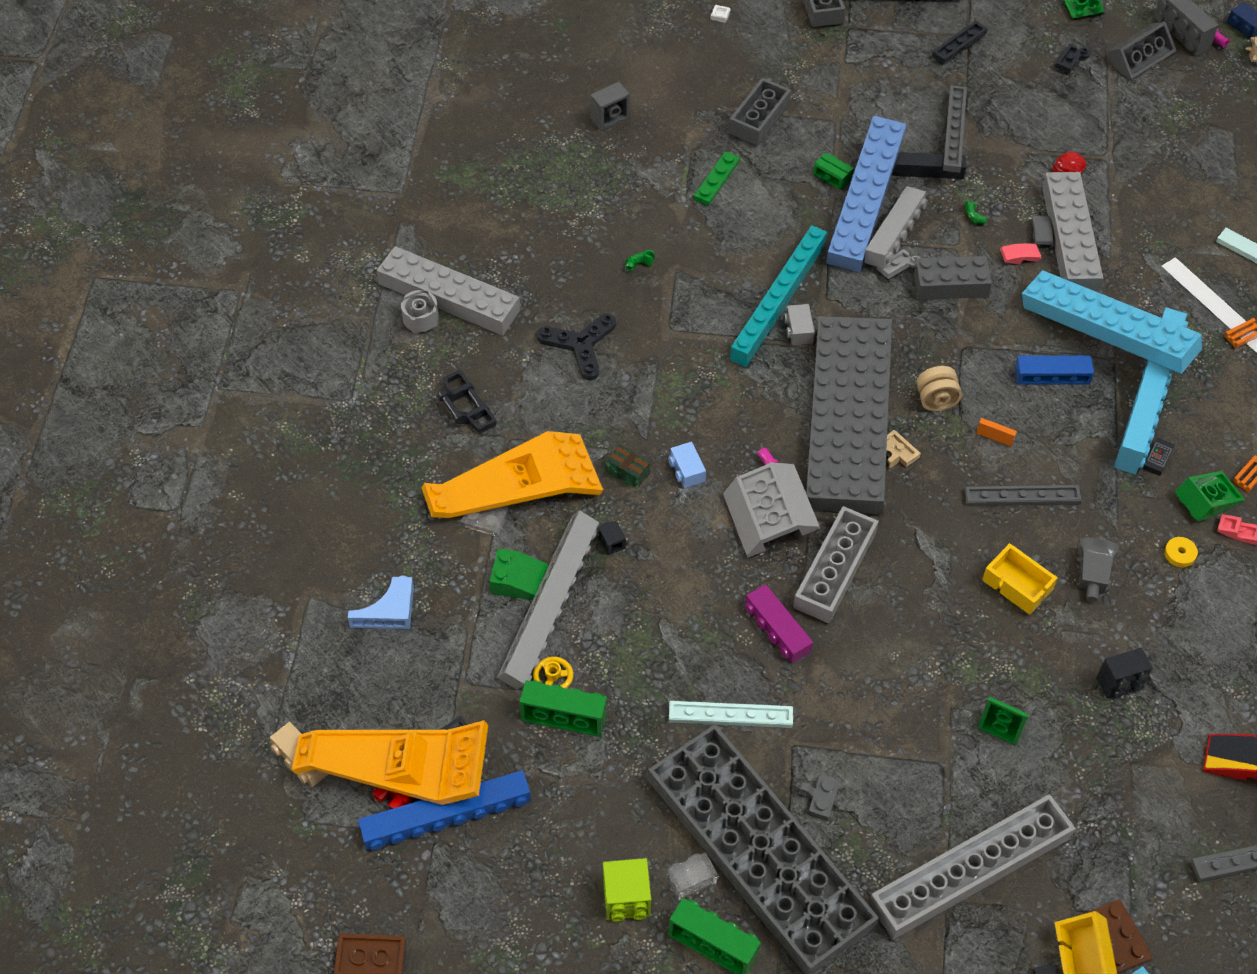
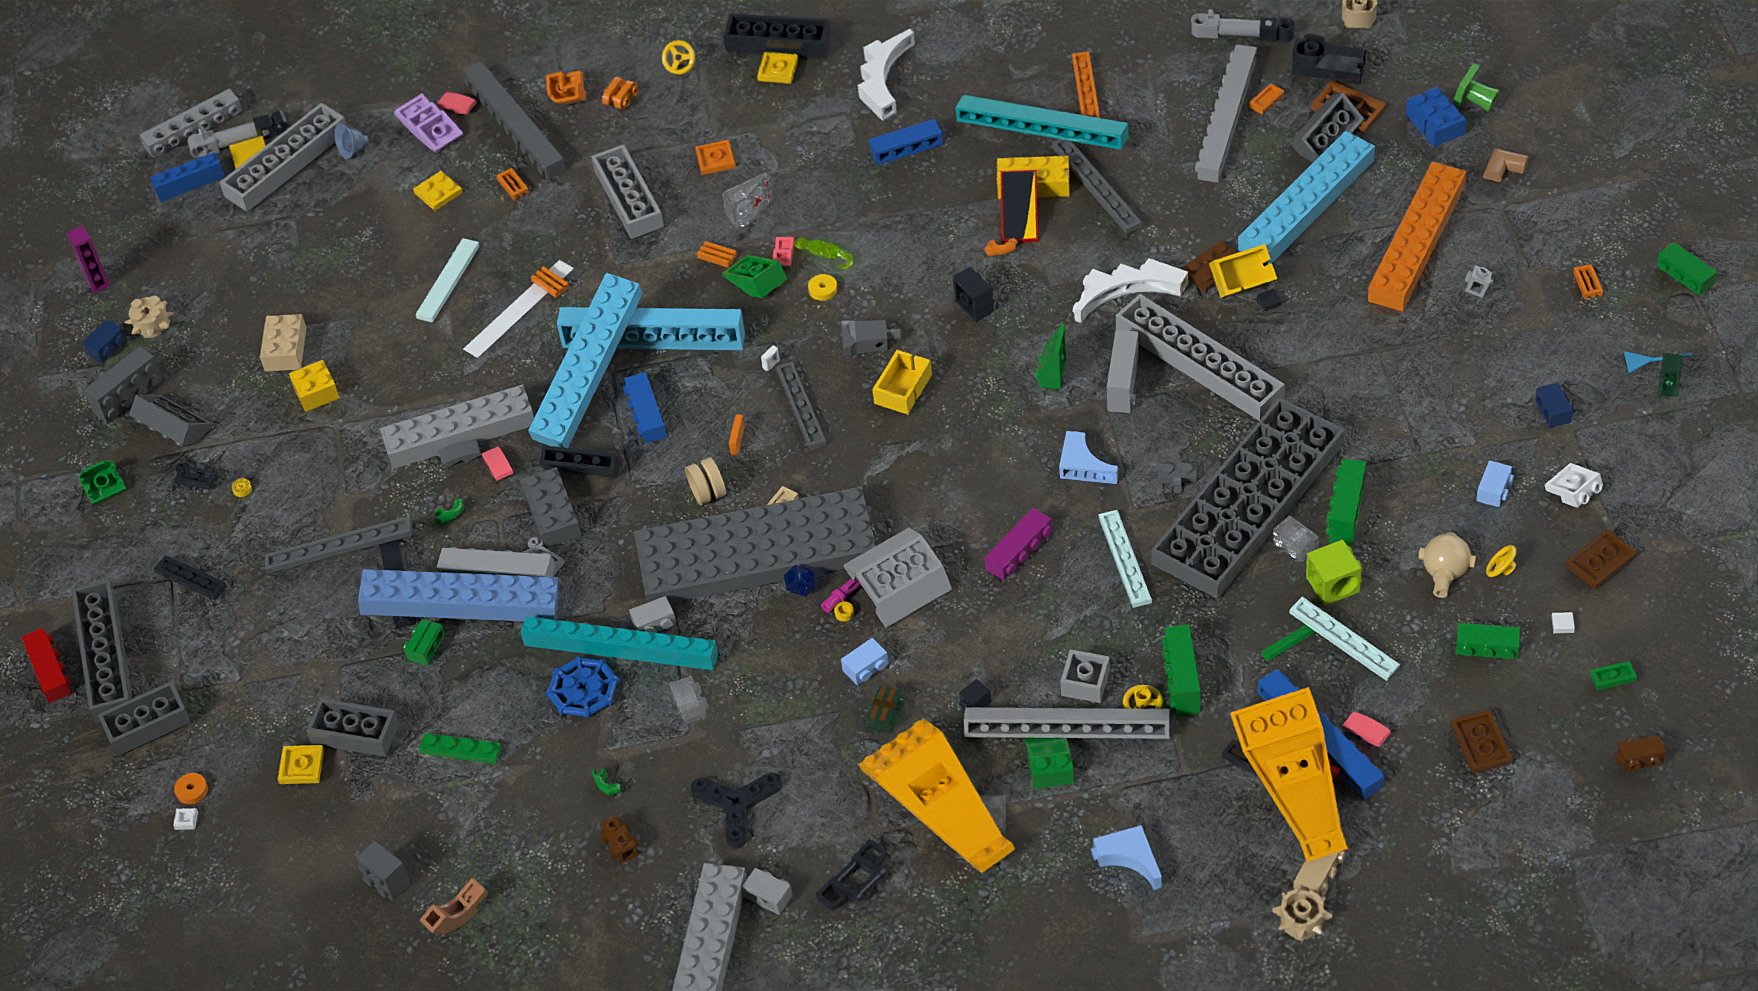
camera: 100 degrees left, 5 degrees down
(256, 719) = (1302, 913): none -> tan brick
(419, 311) = (749, 958): light grey brick -> none
(432, 856) = (1369, 729): none -> coral slope
(480, 340) = (767, 891): none -> light grey brick
(546, 875) = (1344, 638): none -> light aqua tile
(554, 142) = (456, 912): none -> nougat arch
(571, 834) = (1287, 642): none -> green axle
(577, 256) = (617, 835): none -> reddish brown brick
(594, 628) = (1085, 676): none -> light grey brick
(699, 329) = (688, 699): none -> clear brick
(740, 80) = (301, 764): none -> yellow plate
(746, 257) = (581, 677): none -> blue plate
(747, 19) = (188, 781): none -> orange piece
(753, 464) = (844, 611): none -> yellow tile
(794, 430) = (800, 580): none -> clear blue brick
(835, 564) = (939, 514): light grey brick -> none
(868, 707) = (1080, 464): none -> light blue arch
(970, 780) = (1123, 371): none -> light grey brick
(998, 305) = (580, 461): none -> black brick
(1050, 86) = (241, 487): none -> yellow tile
(1069, 163) = (360, 448): red hair -> none
(1089, 481) = (770, 358): none -> white tile
(1113, 832) = (1151, 277): none -> white arch
(1152, 143) = (314, 385): none -> yellow brick
(1195, 733) = (994, 249): none -> orange piece
(1212, 131) = (283, 342): none -> tan brick
(1233, 566) = (825, 250): none -> clear neon green piece

